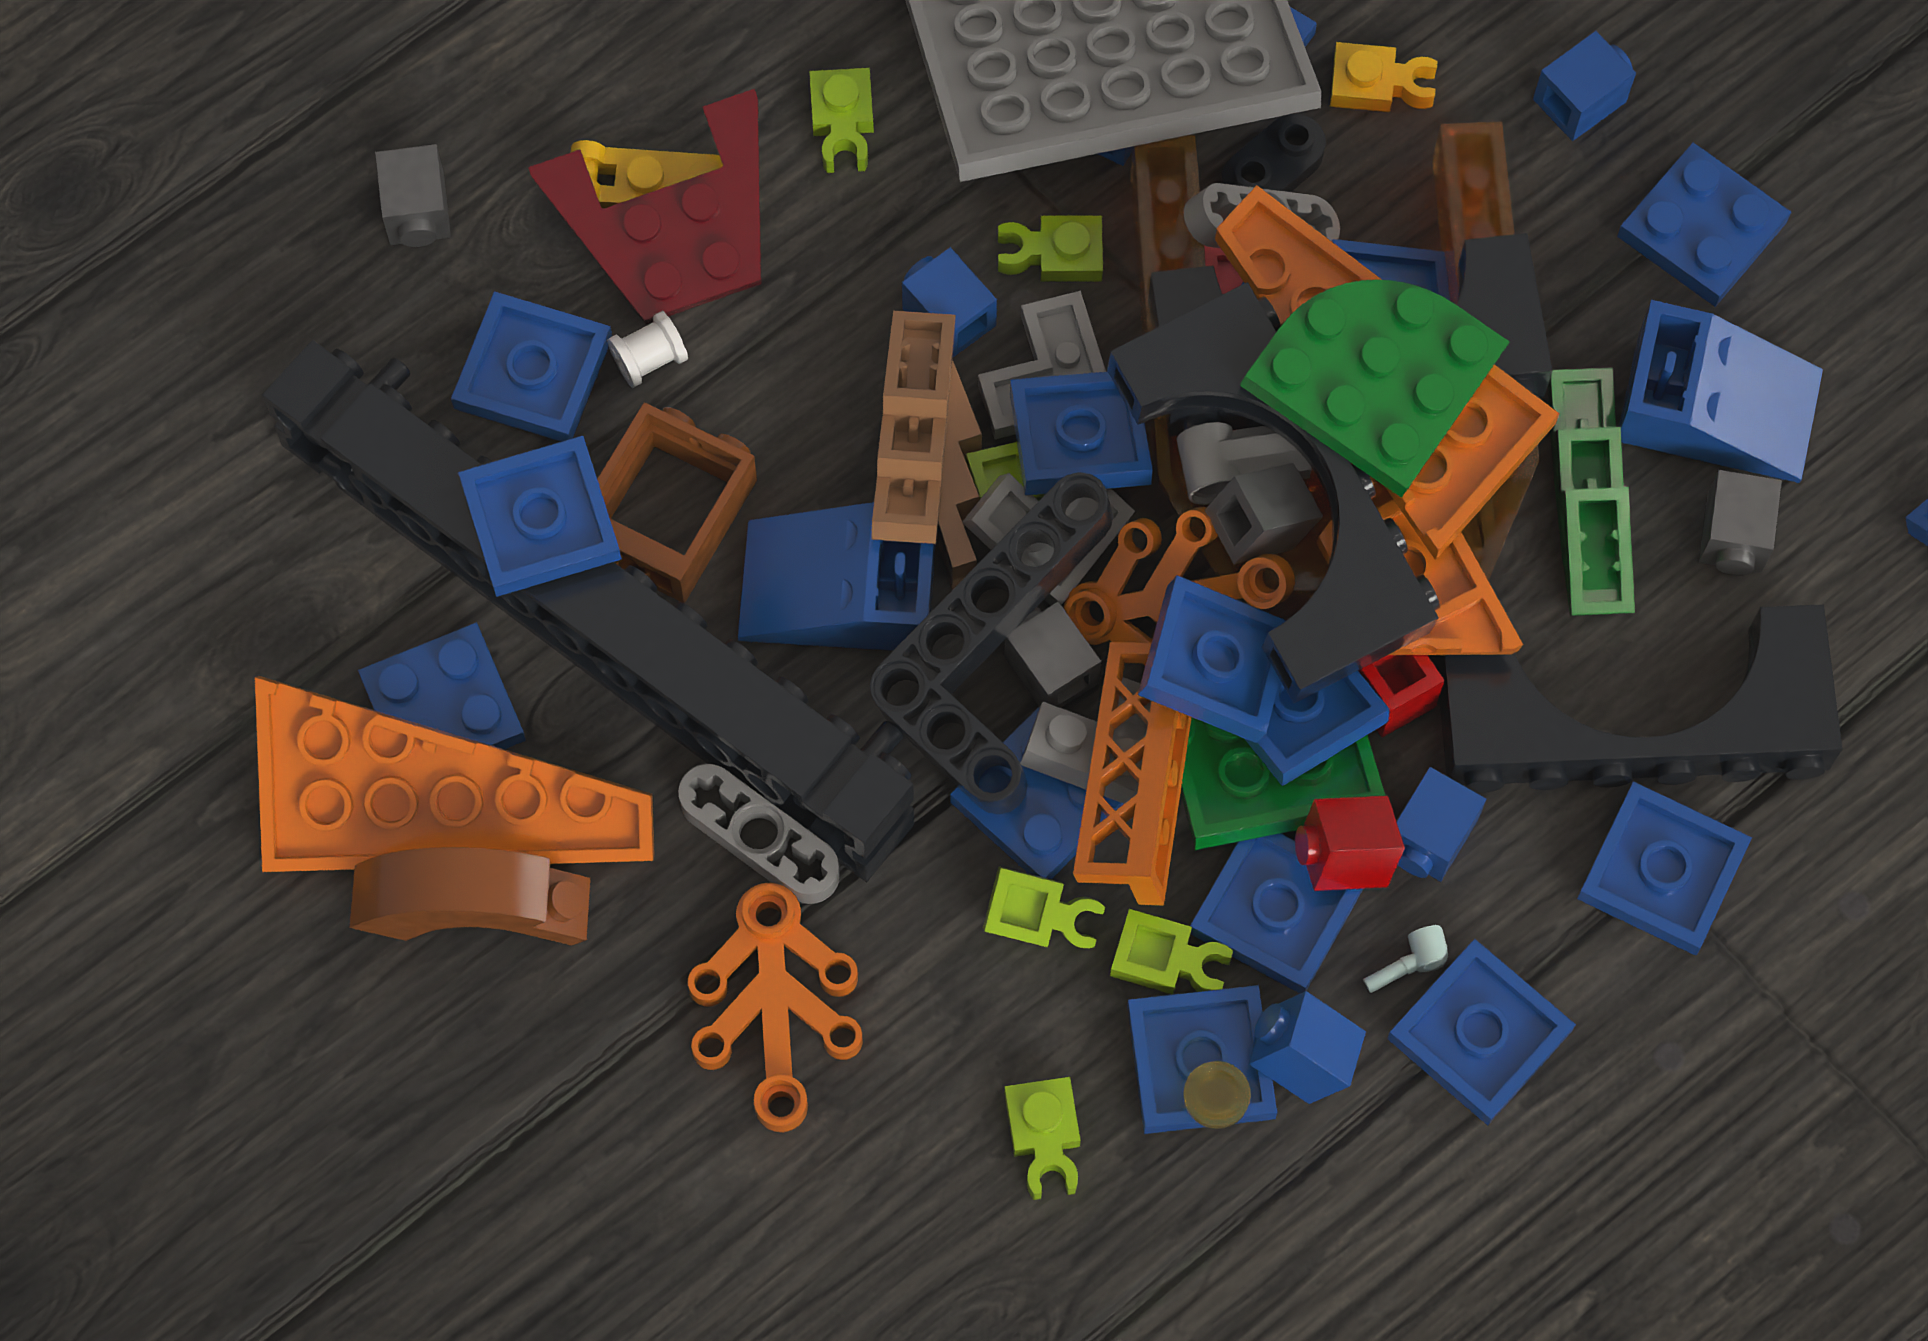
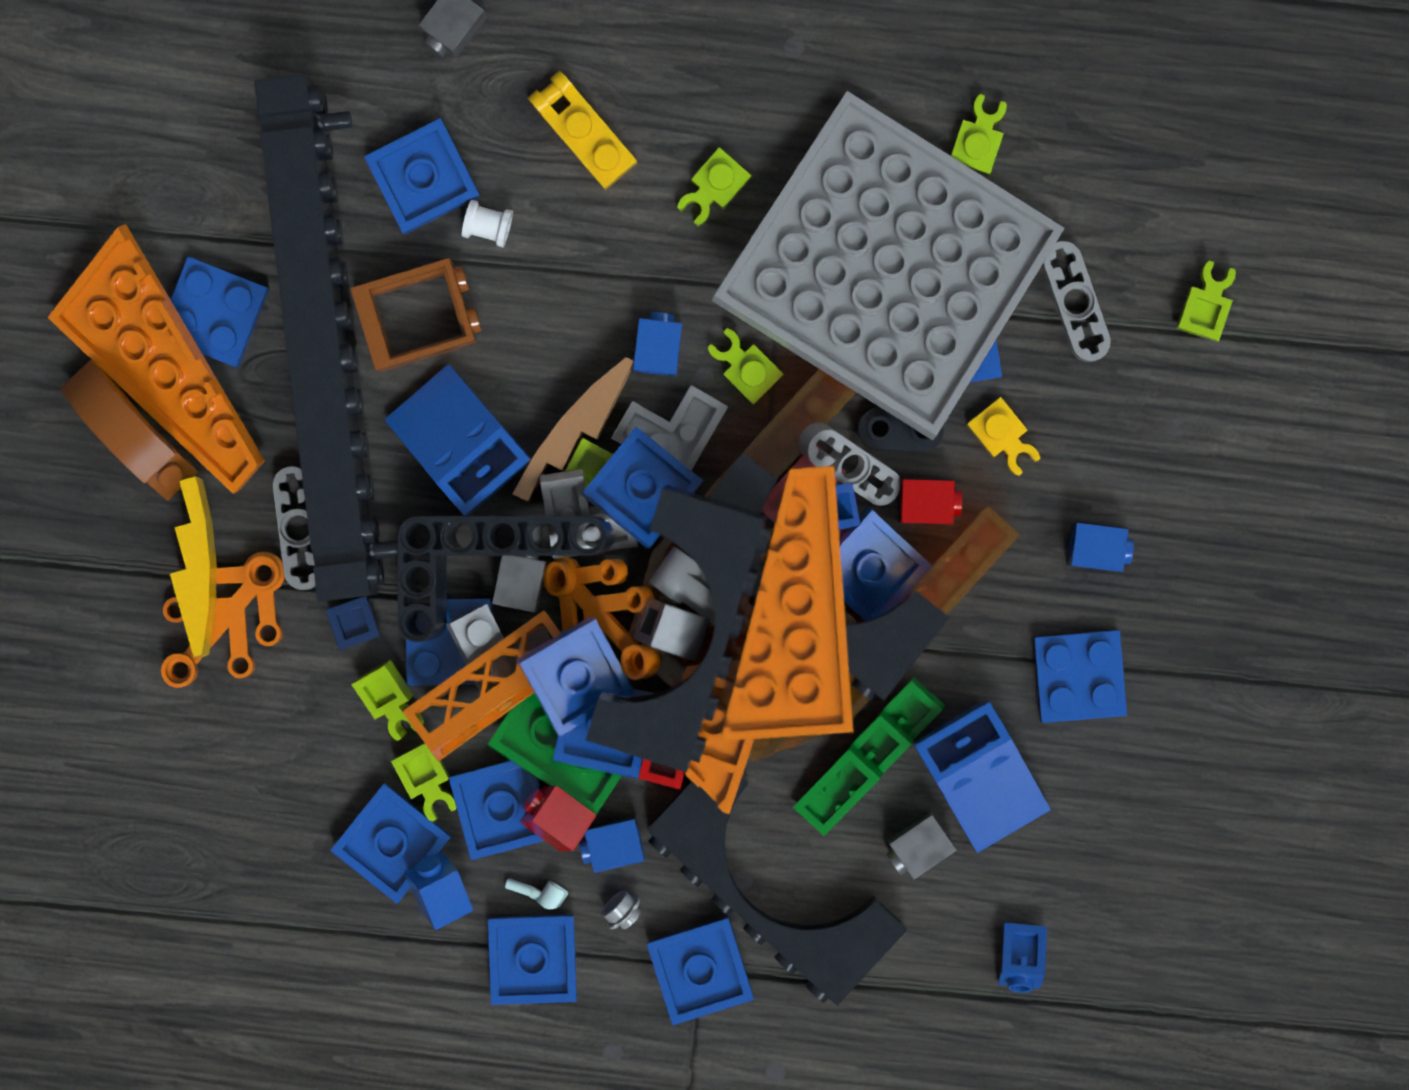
camera: 40 degrees right, 20 degrees up
(540, 516) = (320, 285): blue plate -> none
(683, 239) = (558, 180): dark red wing -> none
(705, 978) = (197, 583): none -> yellow slope
(913, 427) = (560, 406): medium nougat slope -> none
(919, 870) = (353, 622): none -> dark blue plate
(1043, 1125) = (291, 798): lime plate -> none
(1216, 1094) = (374, 871): clear yellow plate -> none
(1376, 195) = (929, 502): none -> red brick
(1376, 373) = (779, 628): green plate -> none
(1516, 888) = (621, 910): none -> light grey plate

